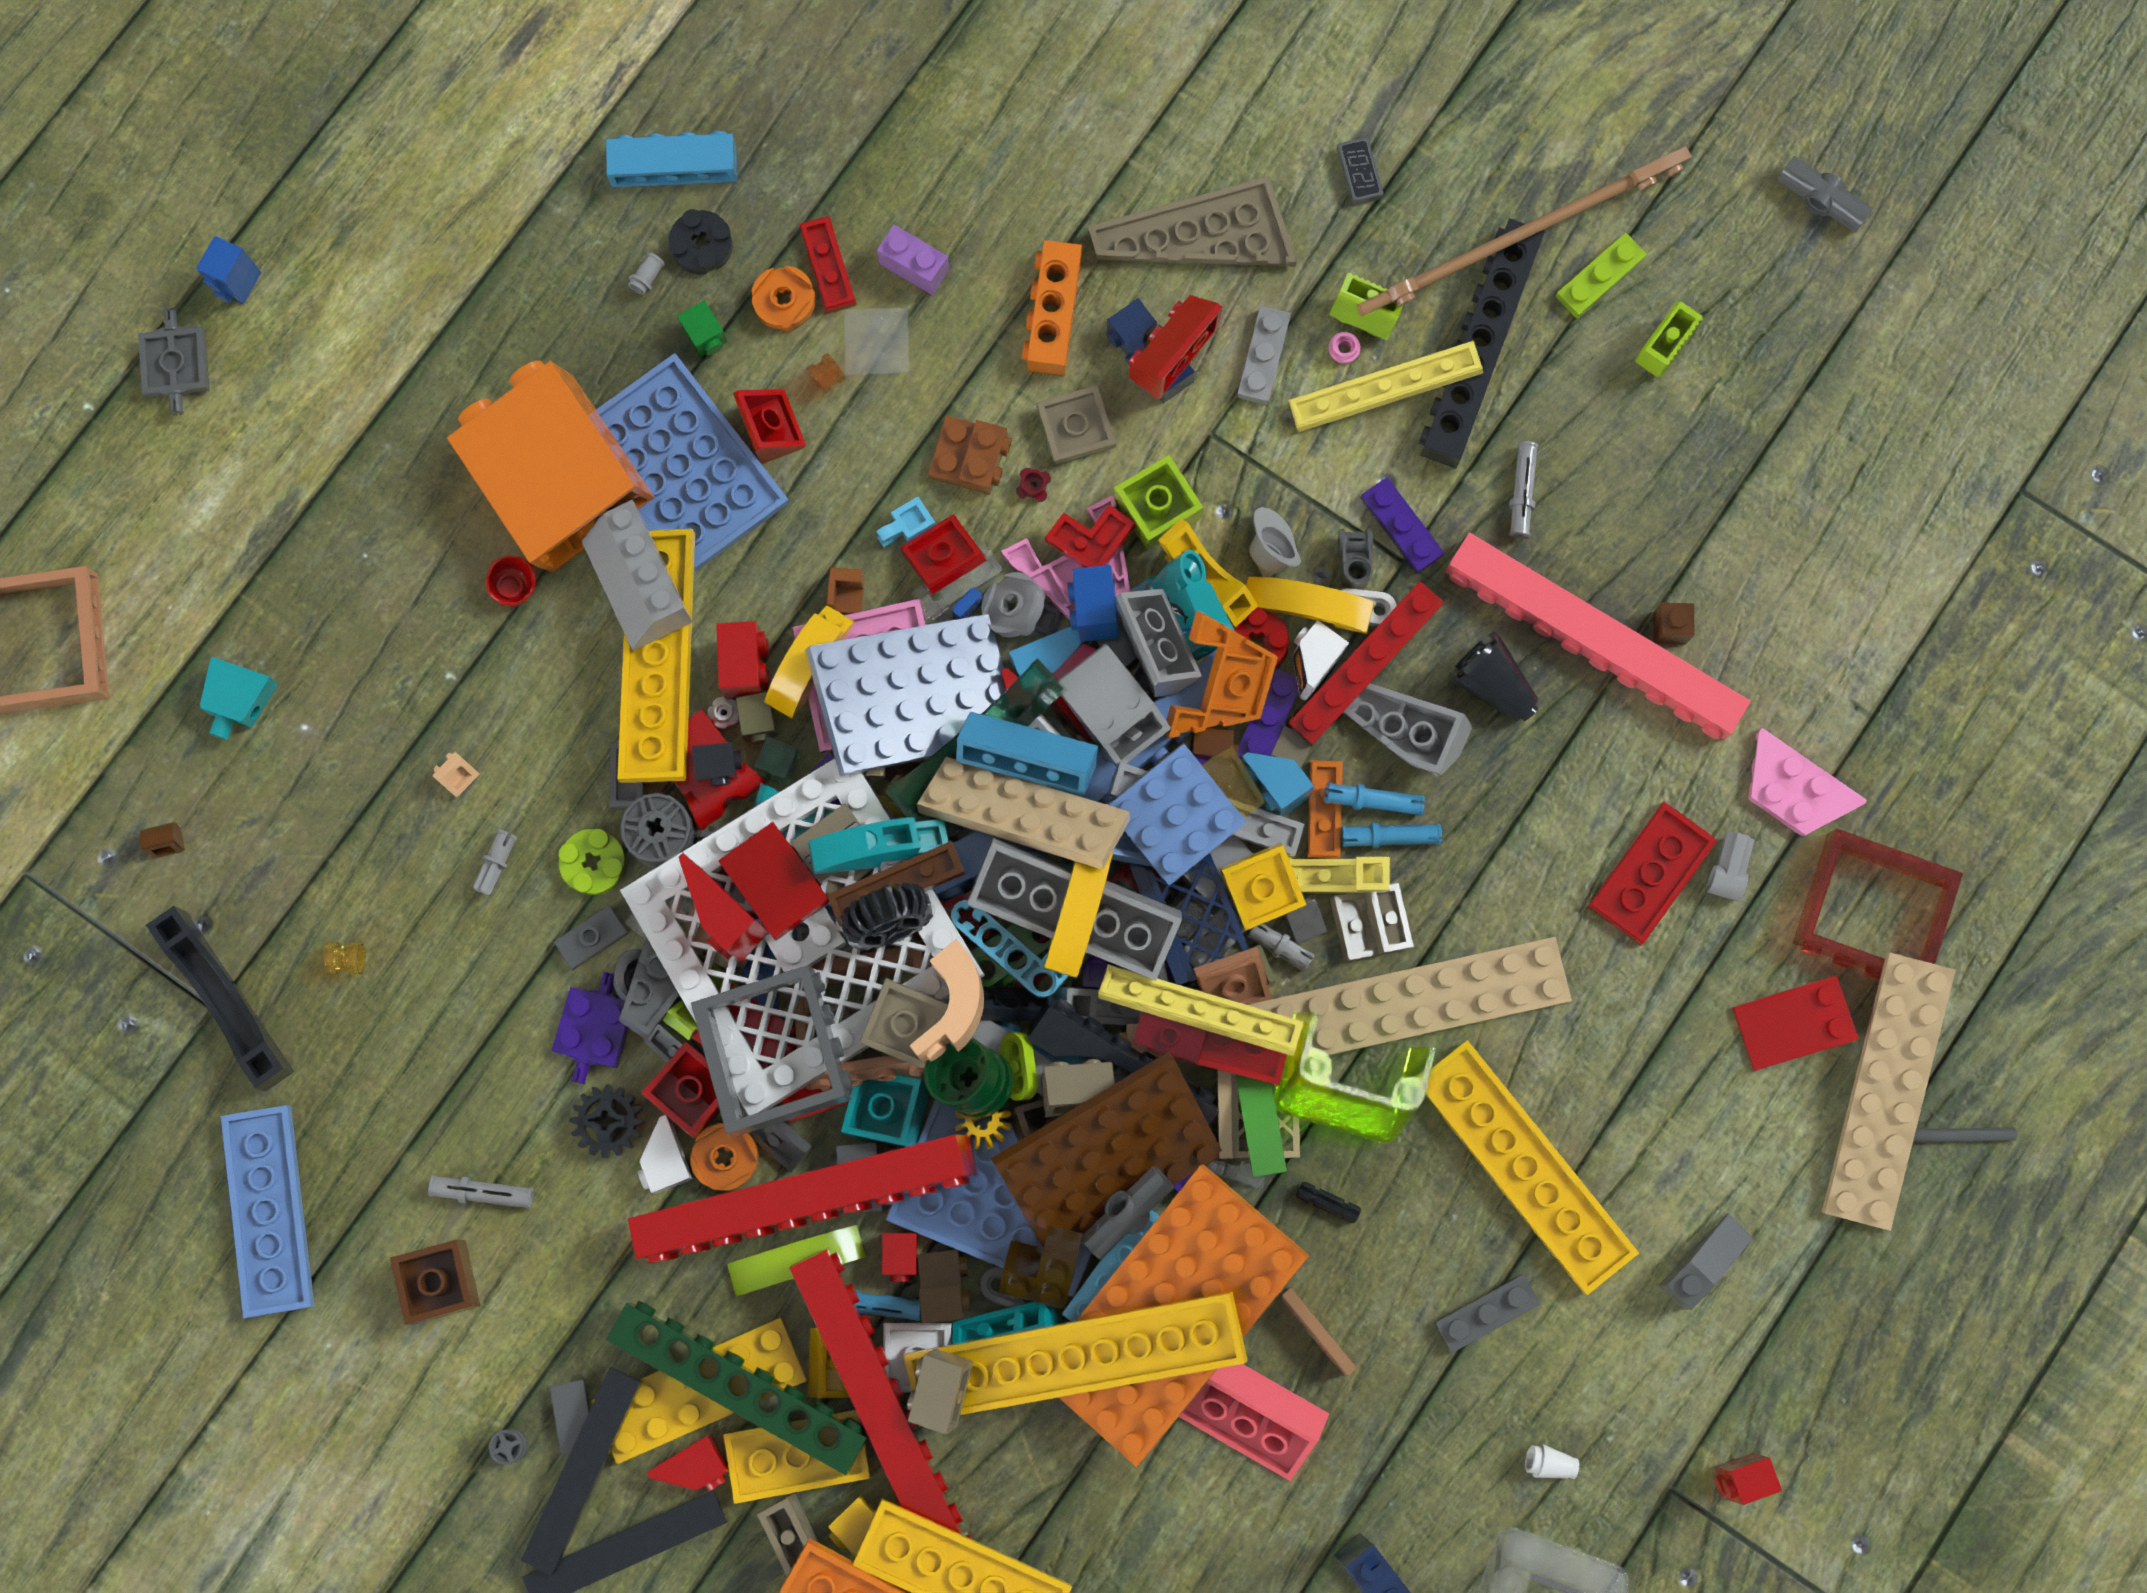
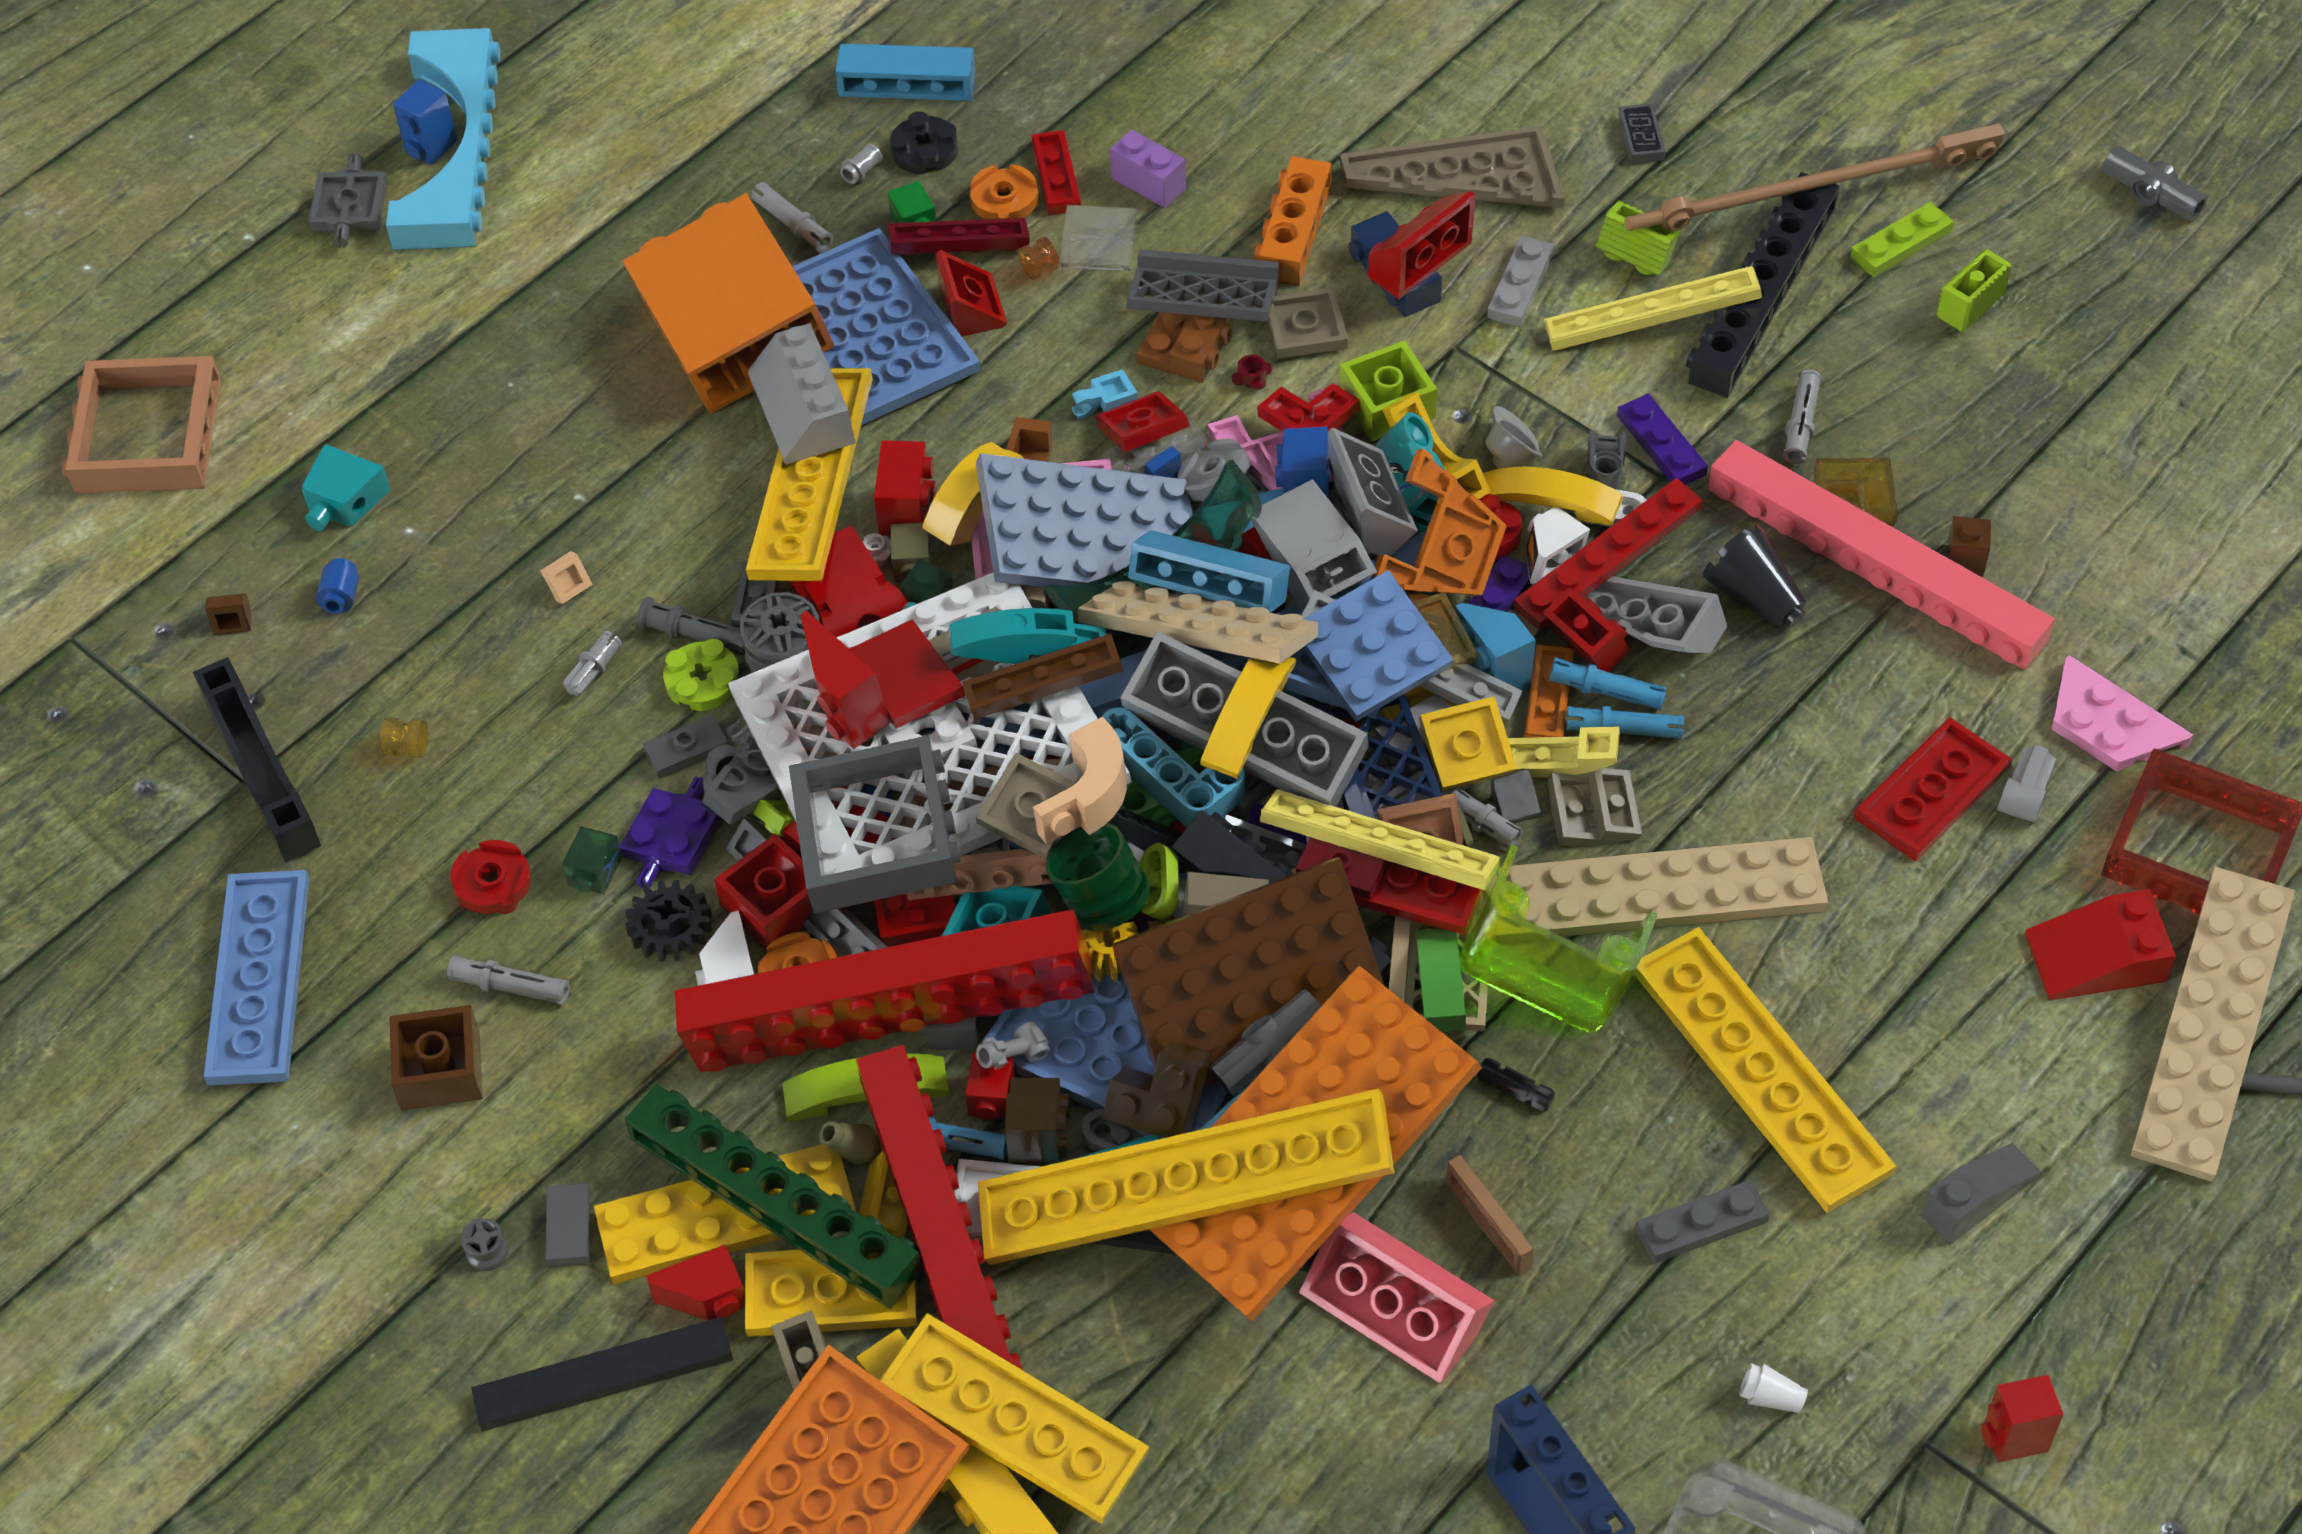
camera: 10 degrees right, 25 degrees down
(253, 802) = (337, 586): none -> blue brick
(268, 362) = (447, 207): none -> medium azure arch
(435, 1076) = (495, 896): none -> red plate
(510, 580) = (663, 407): red hair -> none
(530, 1069) = (592, 860): none -> clear green brick
(563, 811) = (678, 623): none -> dark grey pin
(581, 1471) = (566, 1273): black tile -> none
(602, 351) = (800, 223): none -> light grey pin
(716, 763) = (858, 569): black brick -> none
(748, 356) = (957, 236): none -> dark red plate
(792, 1323) = (852, 1141): none -> olive cone
(886, 916) = (1021, 682): black gear -> none
(929, 1218) = (1028, 1041): none -> light grey bar
(939, 1391) = (1016, 1208): dark tan brick -> none
(981, 382) = (1194, 274): none -> dark grey fence
(1347, 339) = (1610, 278): bright pink plate -> none
(1353, 750) = (1586, 631): none -> red brick
(1585, 558) = (1861, 477): none -> clear yellow brick

